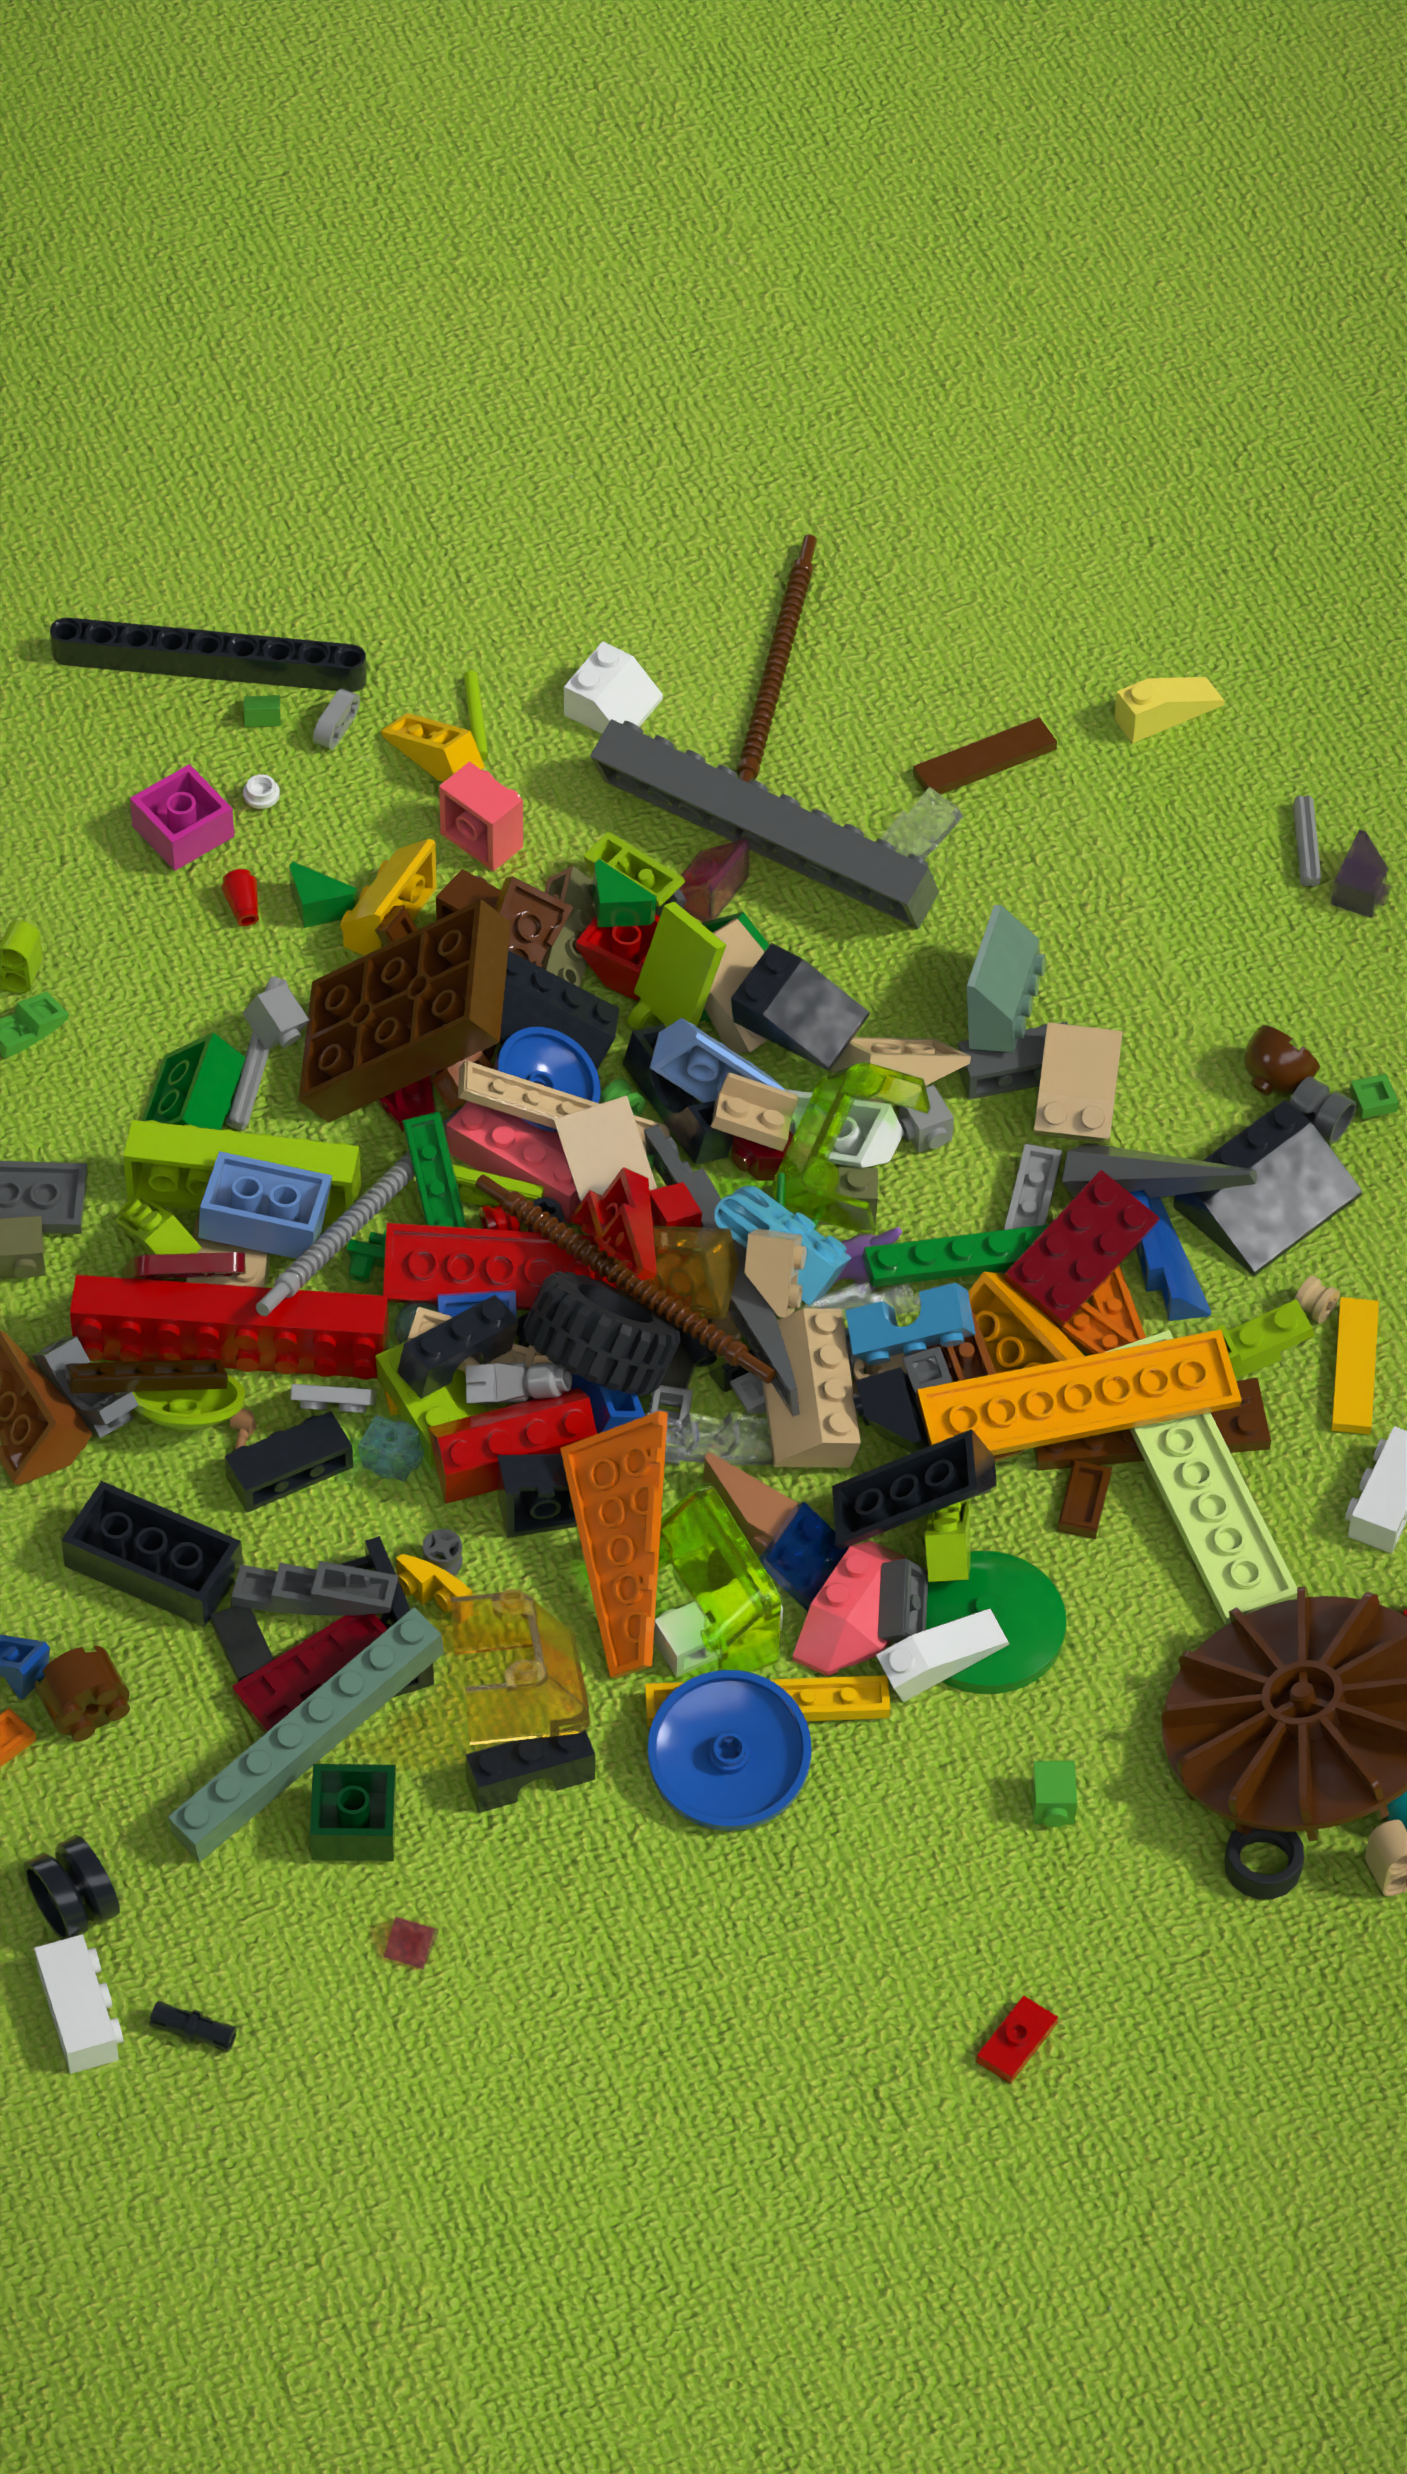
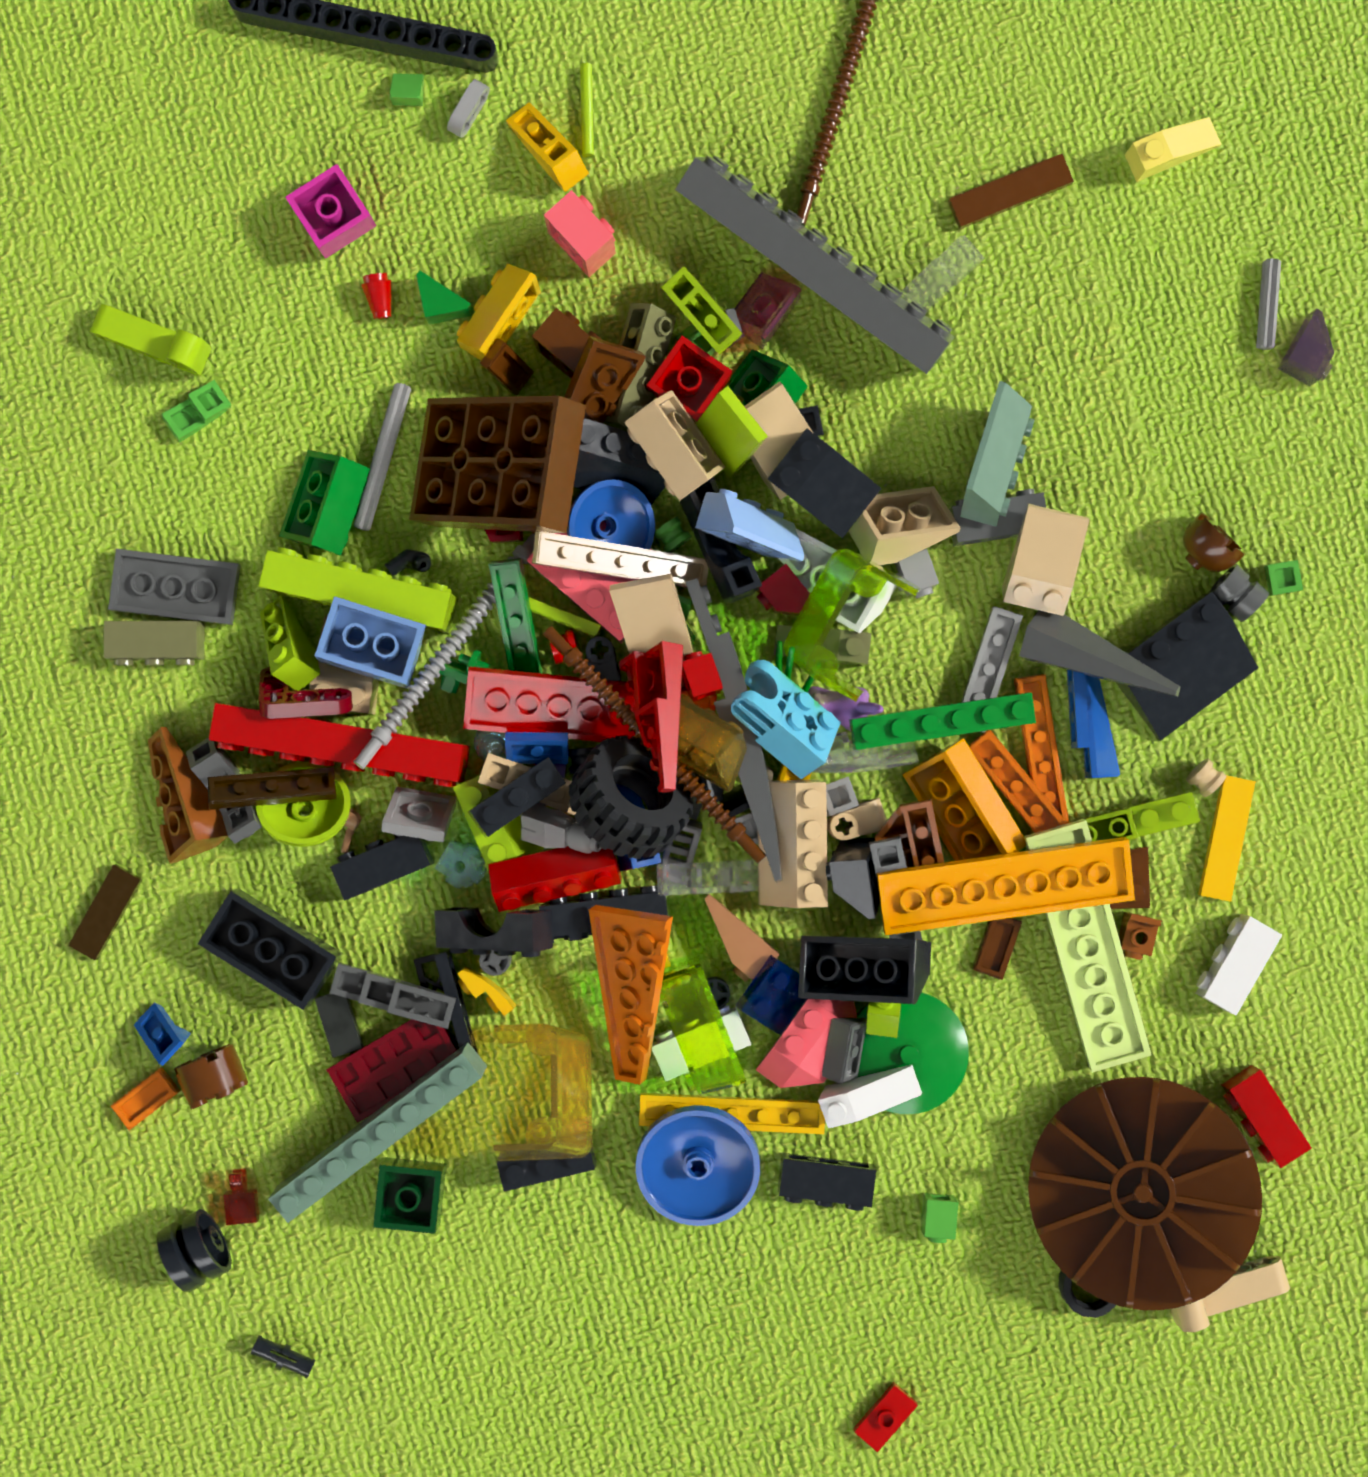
camera: 10 degrees right, 35 degrees up
(78, 2003) = (199, 1335): white brick -> none
(124, 1854) = (240, 1203): none -> clear red plate
(261, 792) = (401, 182): white plate -> none
(276, 1017) = (396, 434): light grey brick -> none
(411, 1942) = (449, 1292): clear pink slope -> none
(480, 1477) = (522, 931): none -> black arch
(610, 688) = (702, 100): white slope -> none
(614, 984) = (674, 445): none -> tan slope
(620, 899) = (684, 350): green slope -> none
(754, 1111) = (775, 579): tan bracket -> none
(773, 1268) = (774, 758): tan slope -> none
(900, 1763) = (826, 1181): none -> black brick
(942, 1320) = (854, 814): dark azure arch -> none
(1081, 1248) = (1026, 728): dark red plate -> none
(1261, 1465) = (1129, 928): none -> dark orange brick

